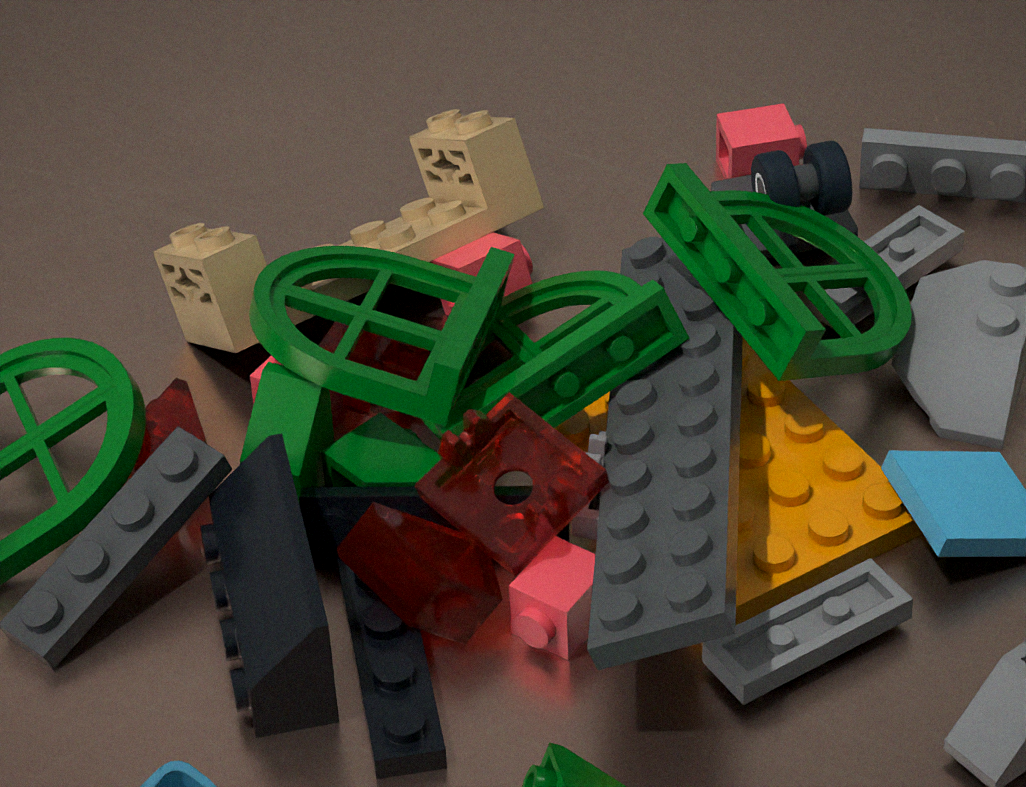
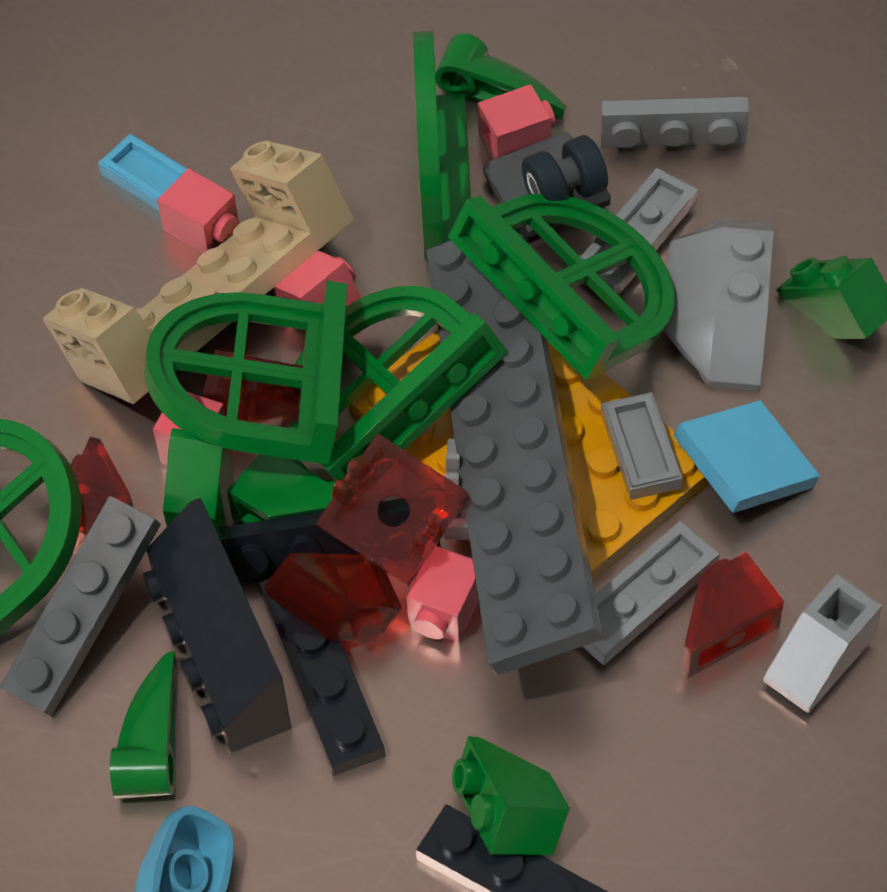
camera: 10 degrees left, 15 degrees up
(161, 704) = (148, 738): none -> green piece
(323, 154) = (140, 169): none -> medium azure tile
(364, 185) = (198, 211): none -> coral brick
(651, 129) = (441, 147): none -> green window
(719, 87) = (473, 72): none -> green piece
(838, 472) = (641, 446): none -> light grey tile
(911, 666) = (729, 612): none -> clear red slope

